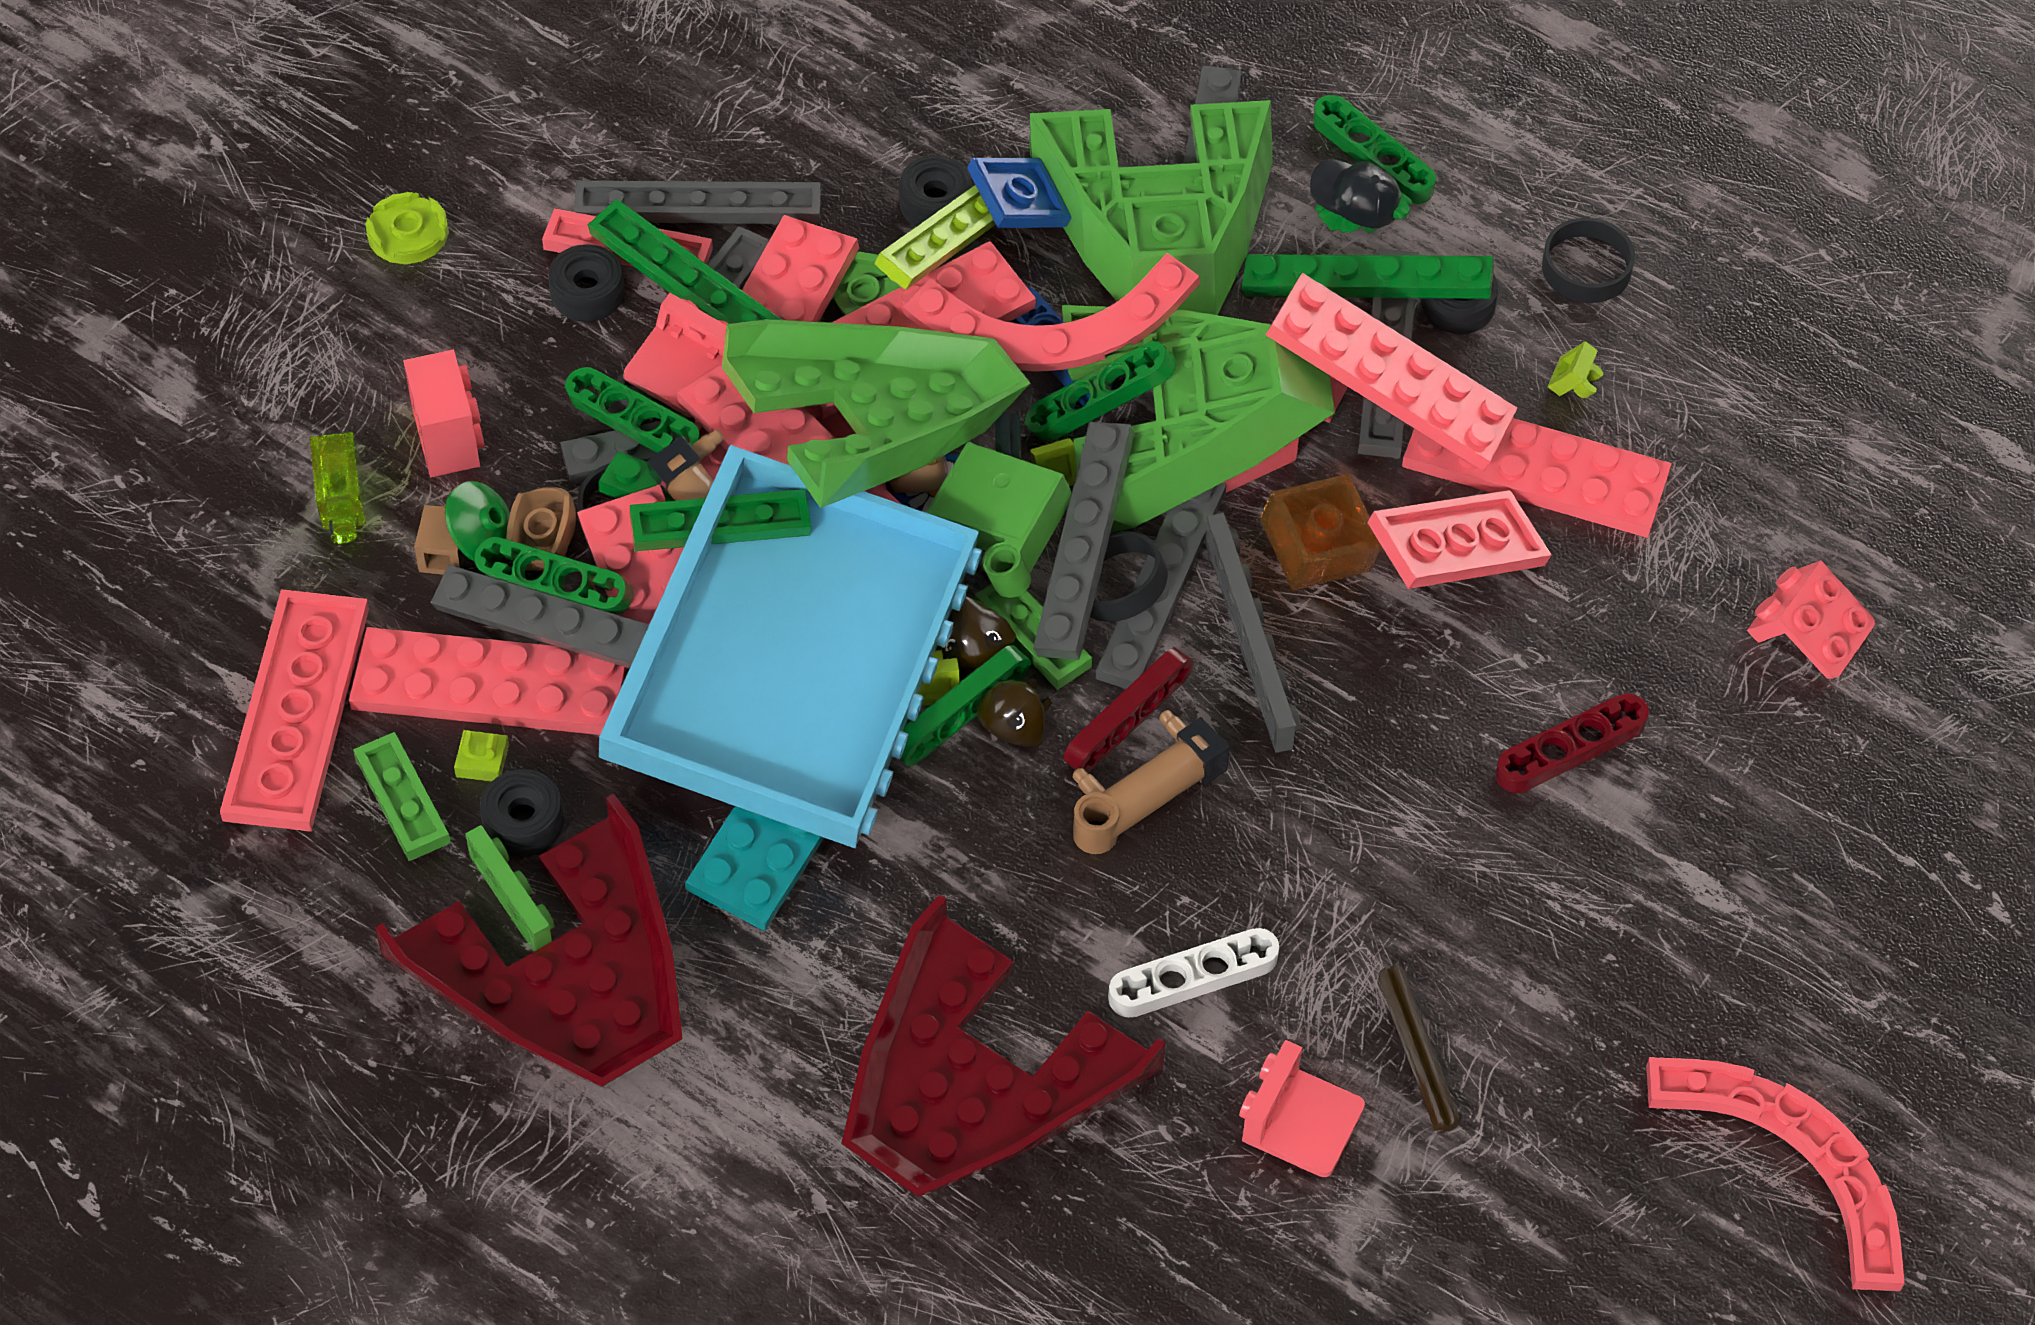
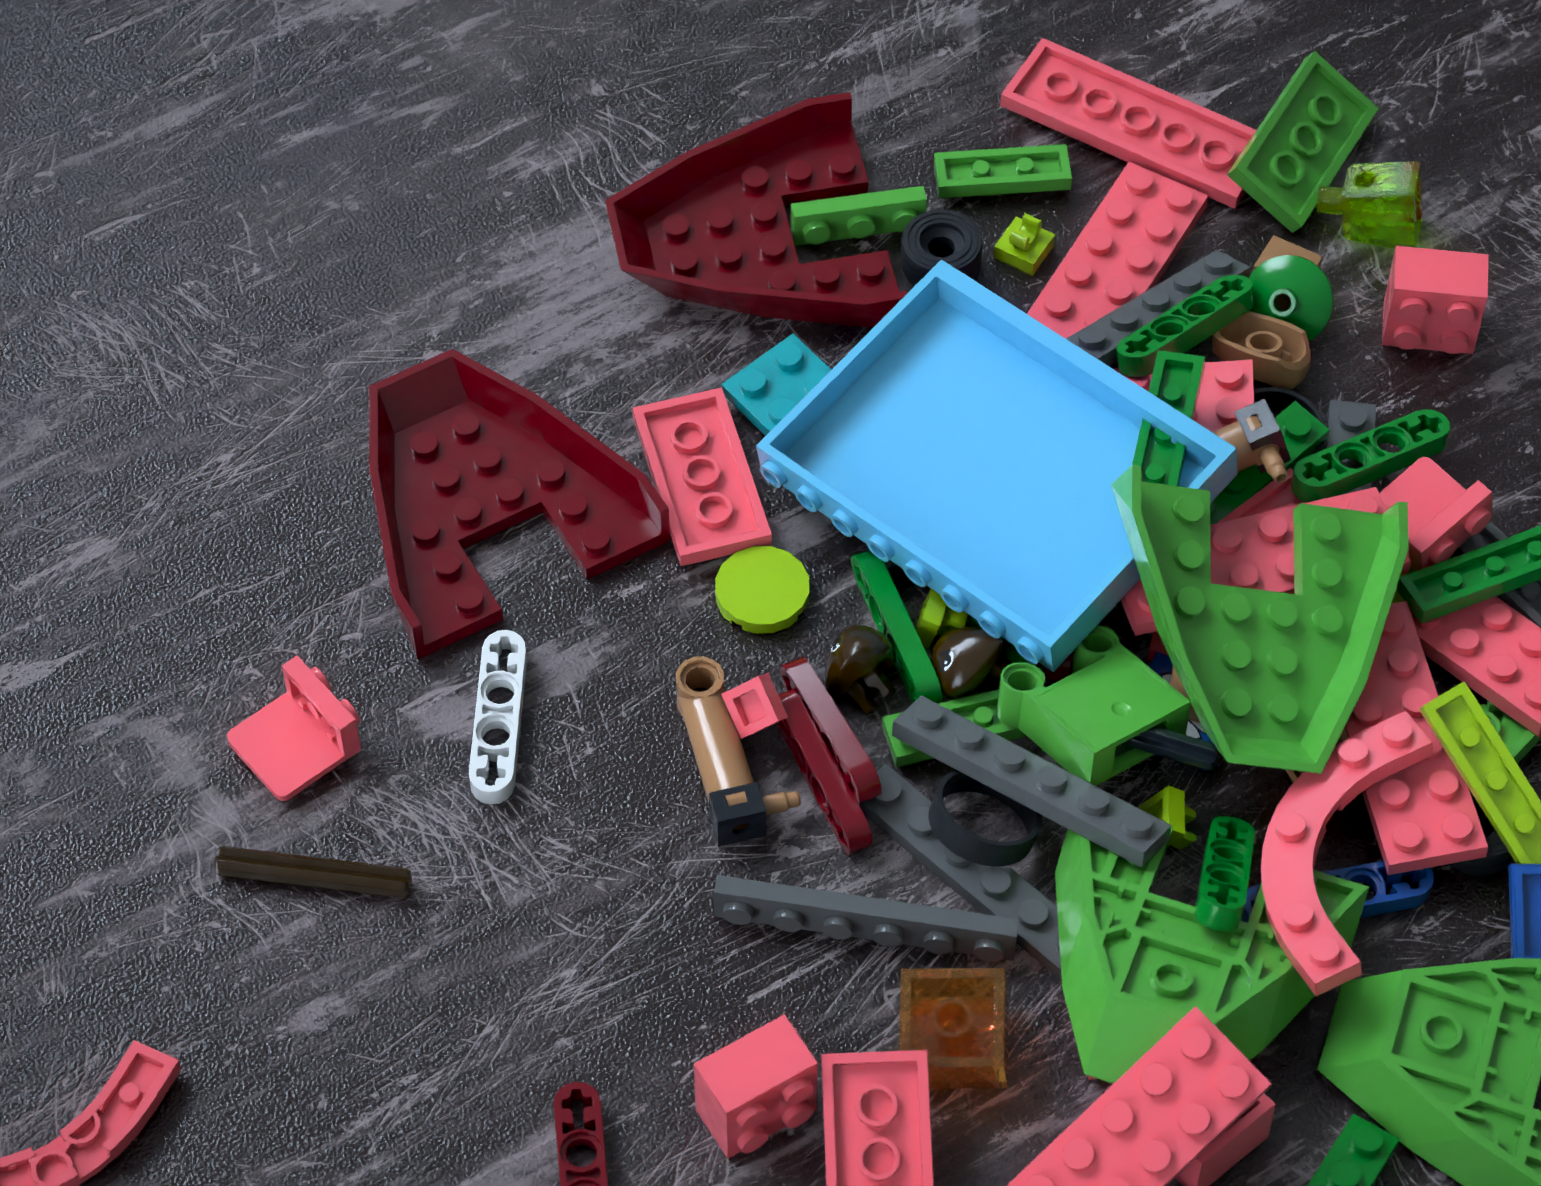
camera: 115 degrees right, 0 degrees up
(280, 564) = (1303, 141): none -> bright green plate
(865, 910) = (702, 476): none -> coral plate
(963, 824) = (762, 589): none -> lime tile
(1106, 759) = (754, 705): none -> coral plate
(1119, 675) = (834, 729): none -> beam
(1447, 635) = (756, 1087): none -> coral brick

